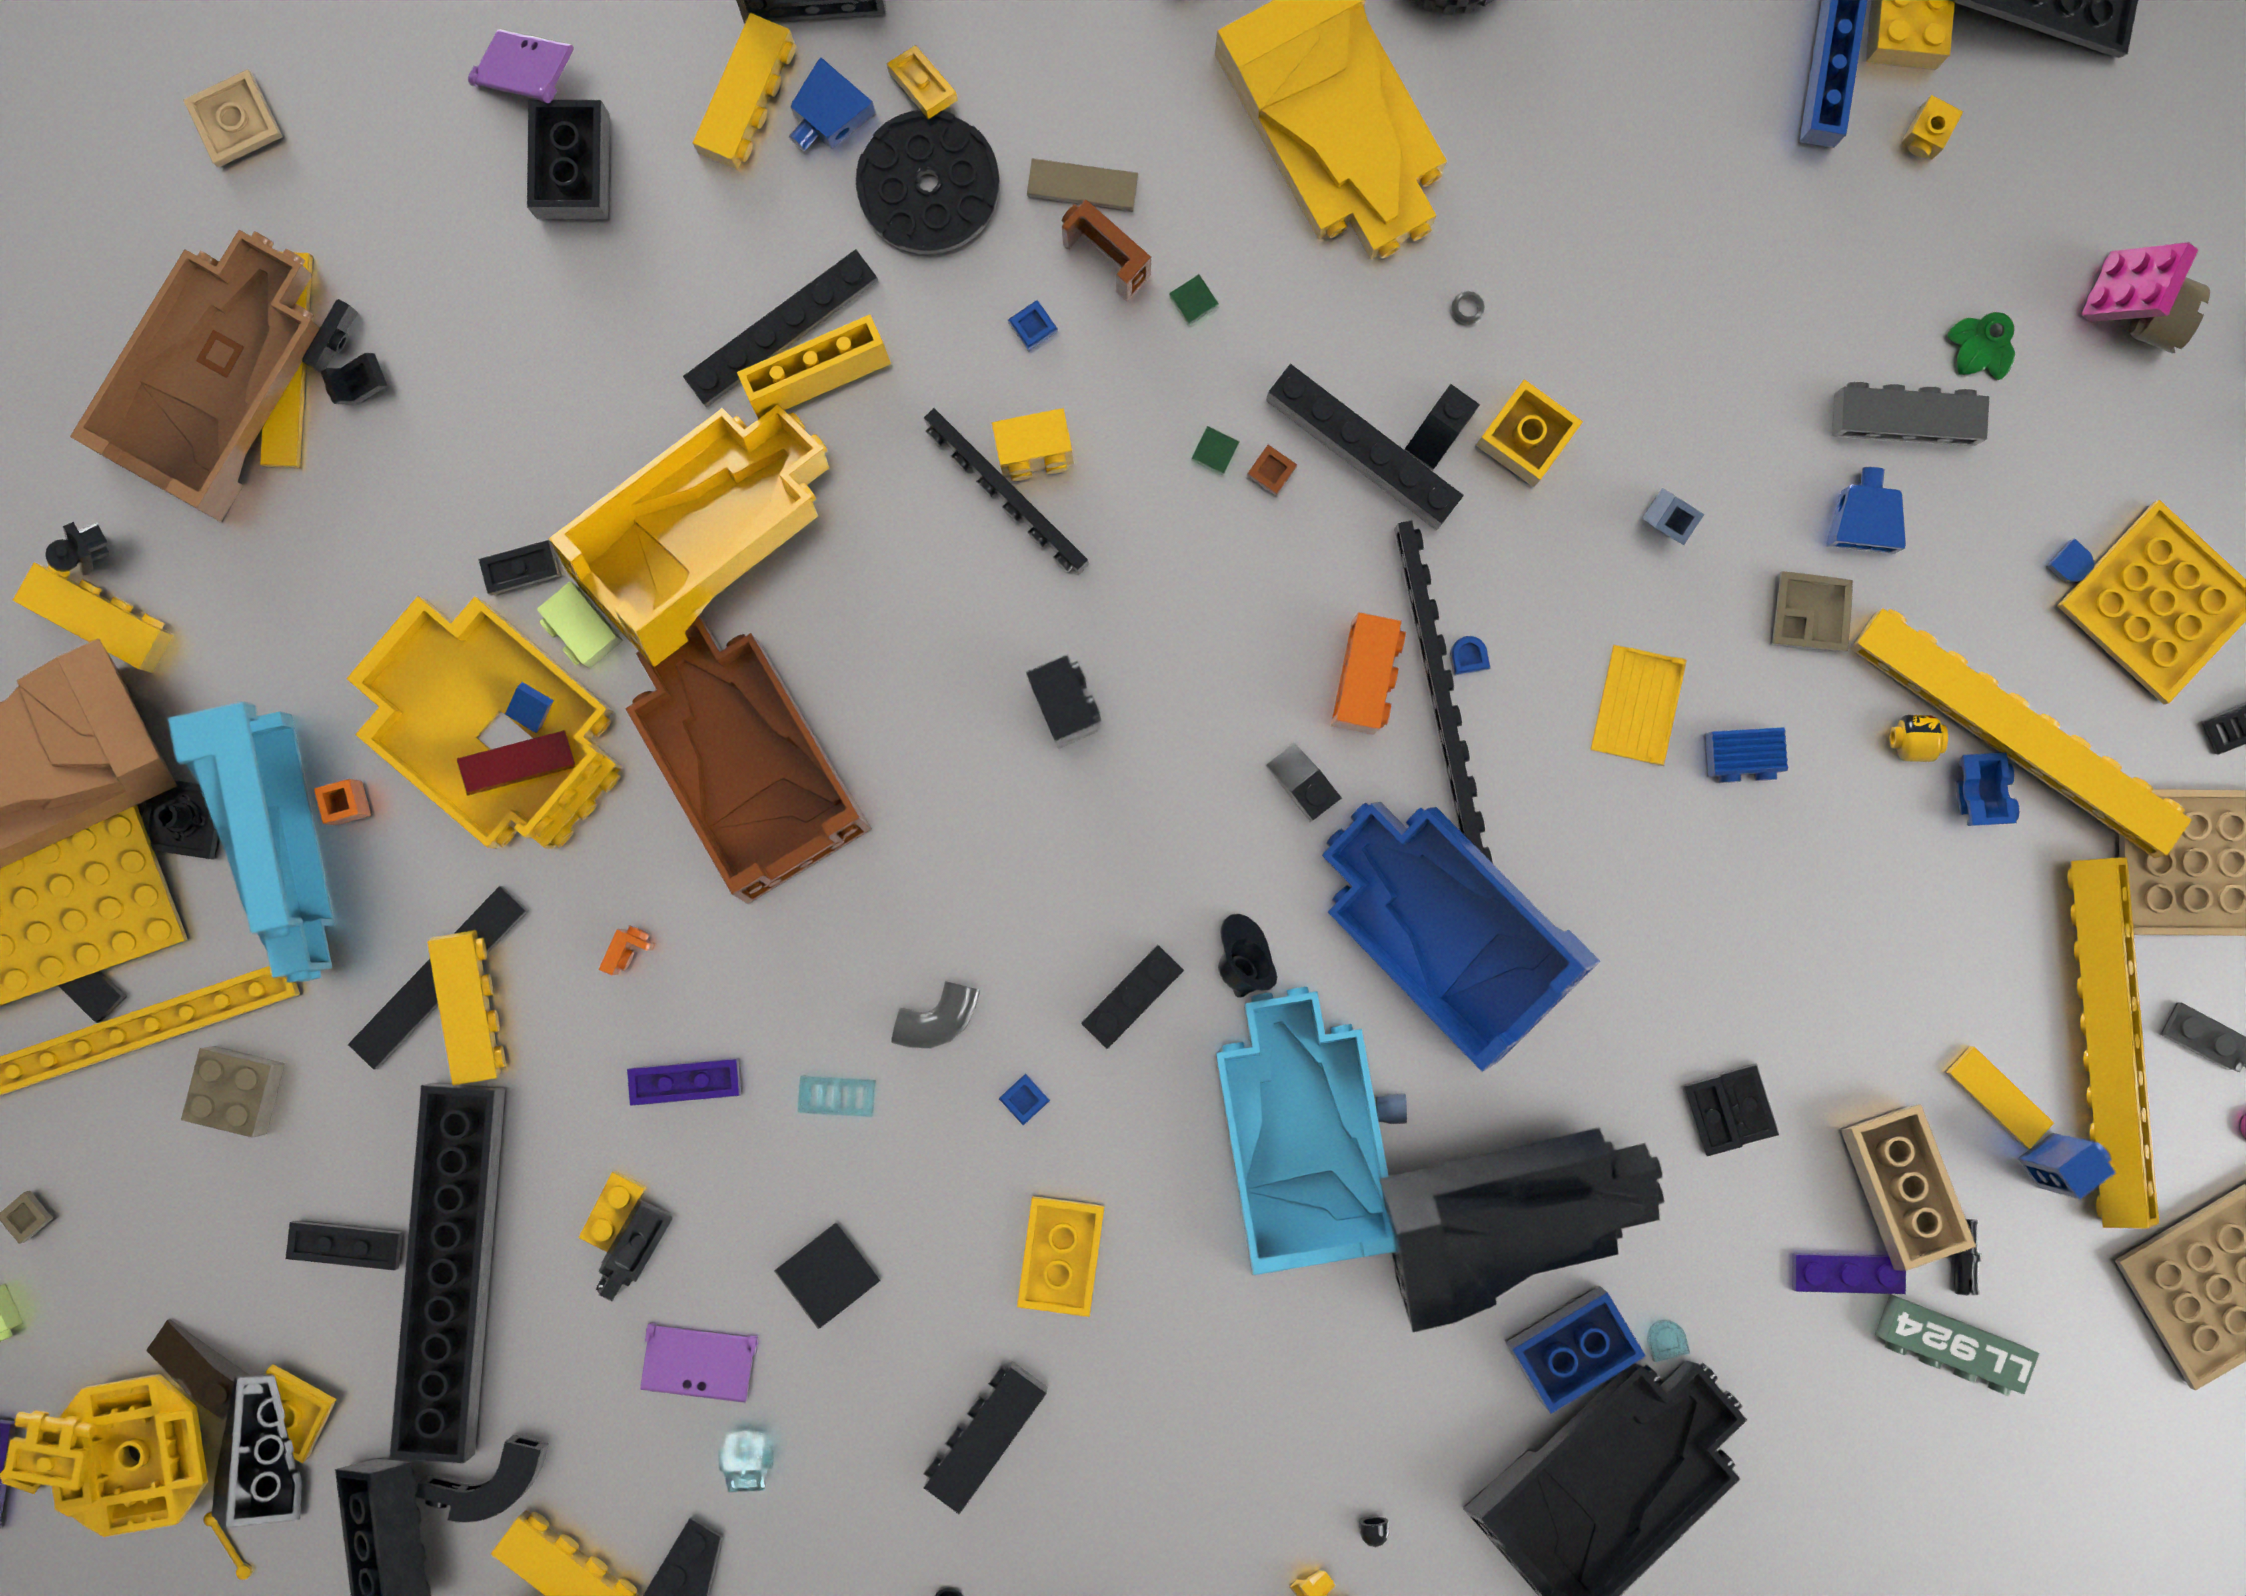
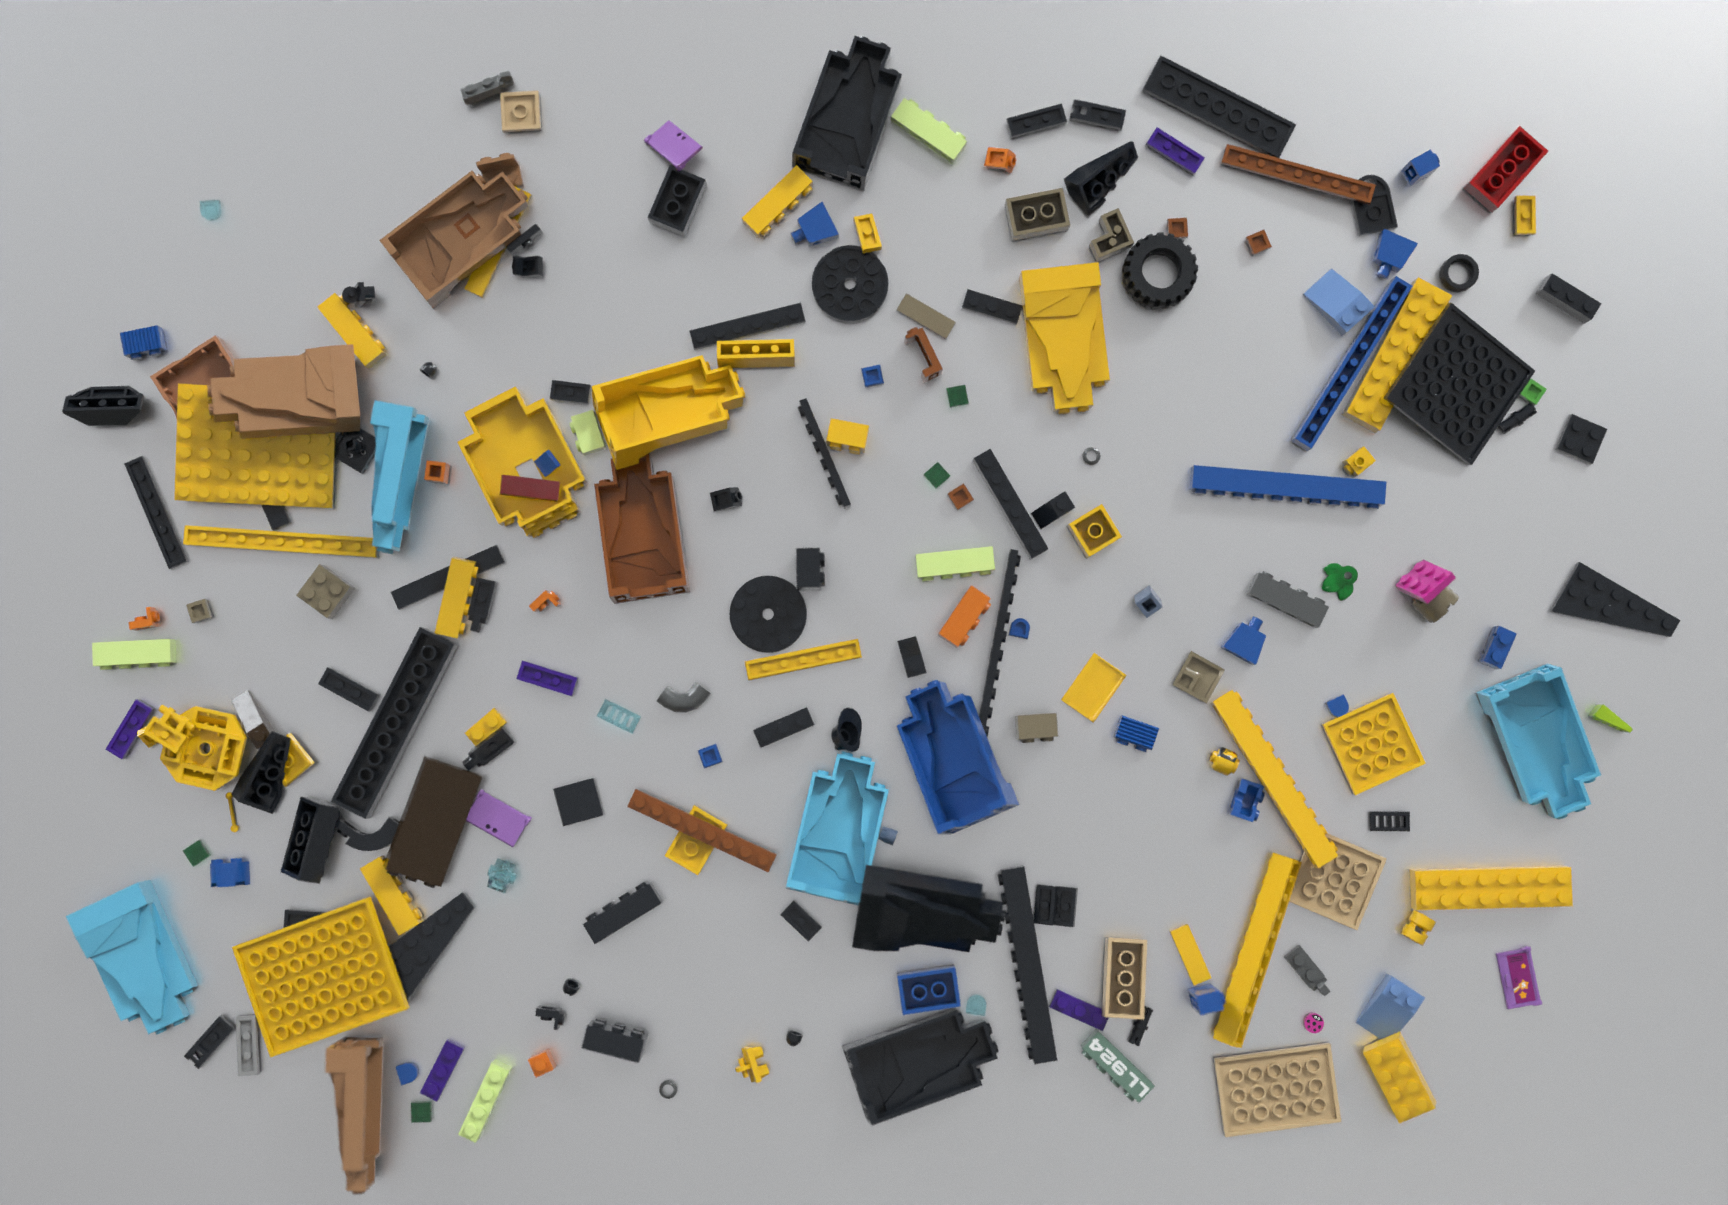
camera: 20 degrees right, 0 degrees up
(158, 100) = (486, 88): none -> dark grey hinge
(237, 212) = (506, 162): none -> medium nougat bracket
(256, 632) = (428, 370): none -> black hinge
(514, 998) = (481, 603): none -> black hinge
(585, 1419) = (432, 822): none -> dark brown brick
(867, 641) = (726, 498): none -> black bracket
(985, 803) = (748, 618): none -> black plate
(1064, 1235) = (702, 830): none -> dark orange plate
(1116, 864) = (803, 659): none -> yellow tile
(1189, 122) = (992, 306): none -> black plate
(1302, 1320) = (801, 920): none -> black plate
(1310, 587) = (955, 562): none -> yellowish green brick
(1570, 812) = (1036, 726): none -> dark tan brick
(1729, 1233) = (1028, 964): none -> black brick
(1828, 219) = (1287, 485): none -> blue brick

